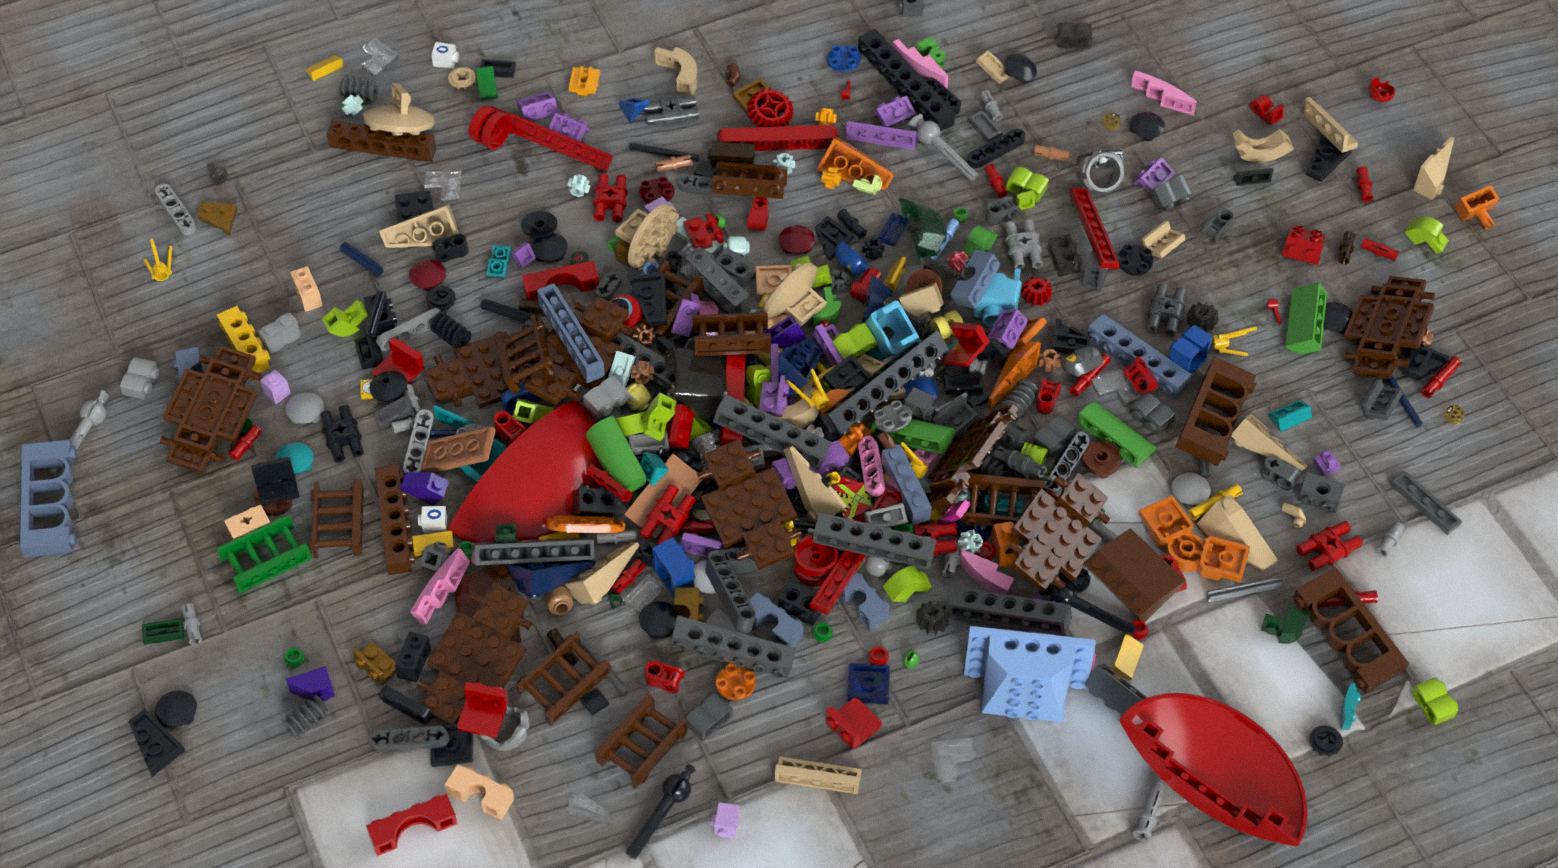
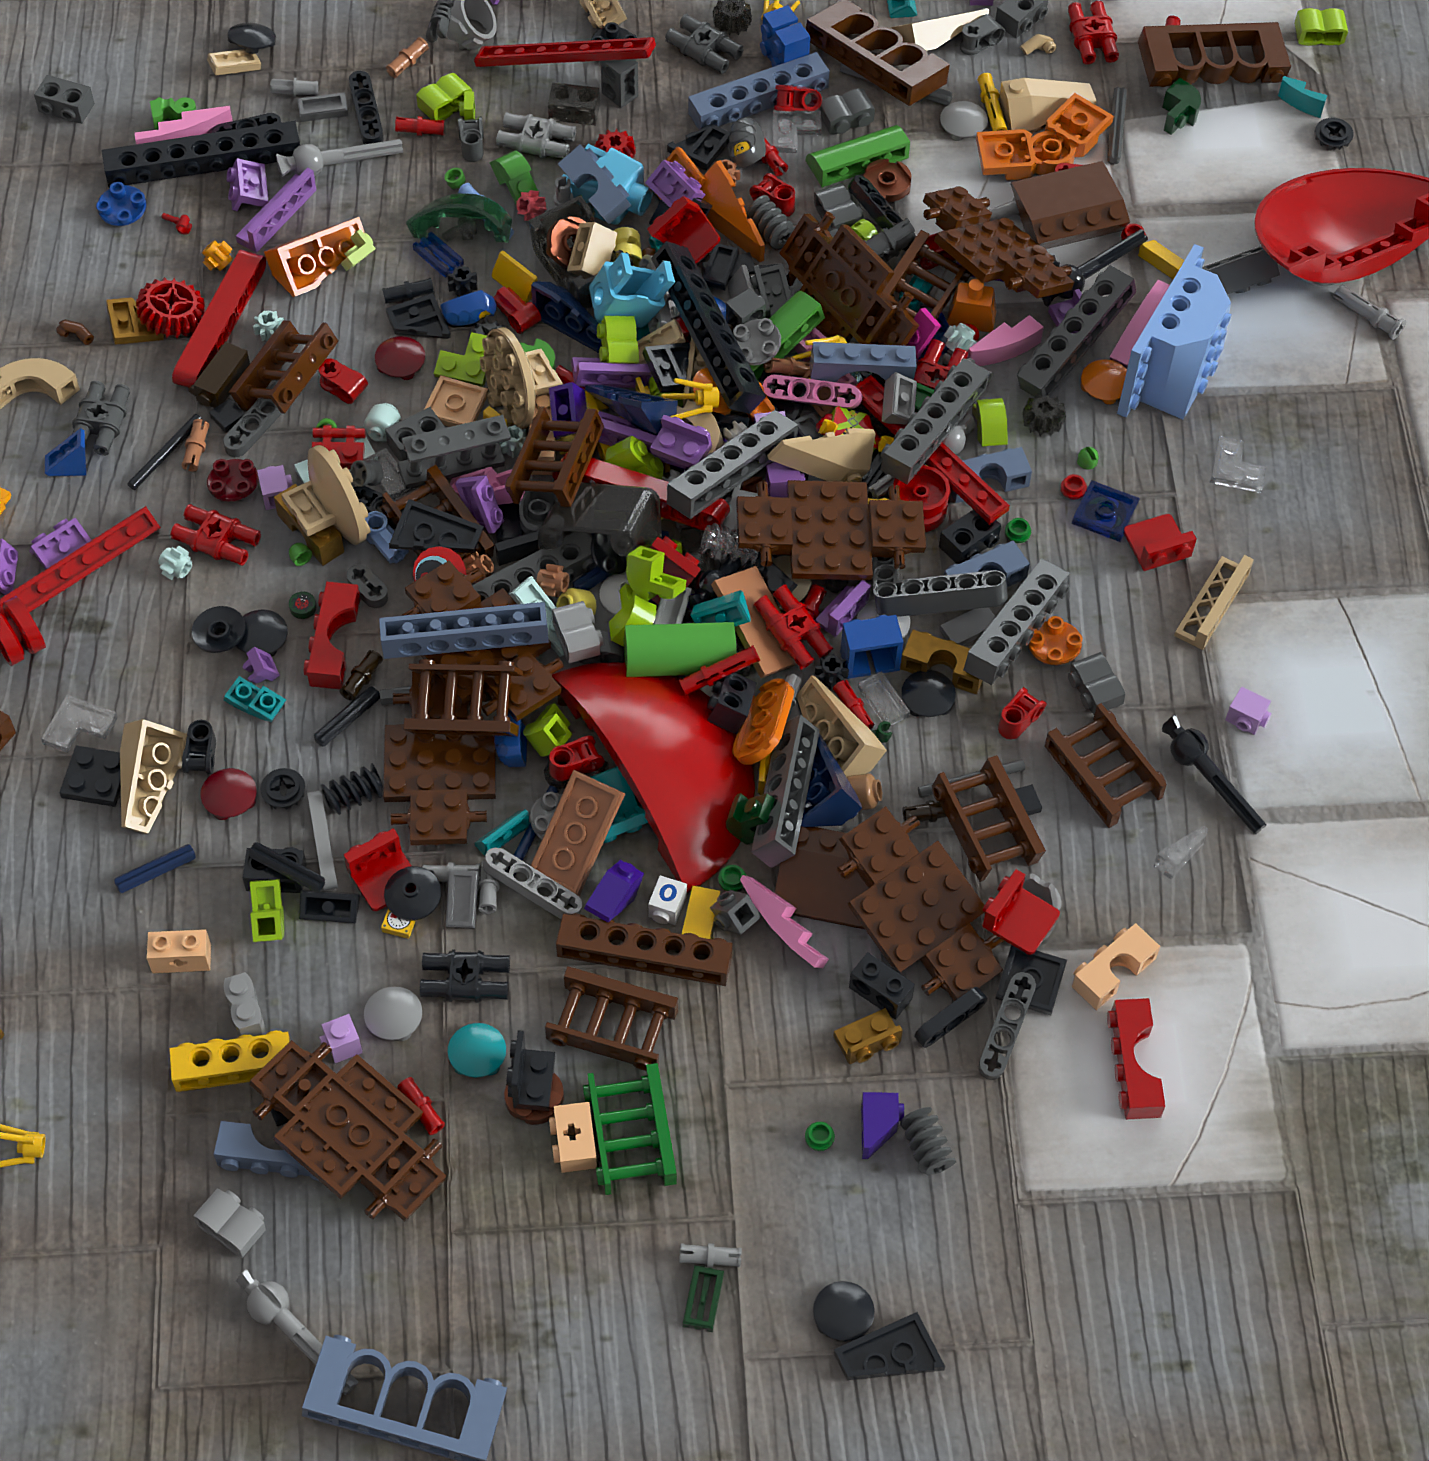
camera: 70 degrees left, 5 degrees up
(831, 178) = (323, 284): light orange gear -> none

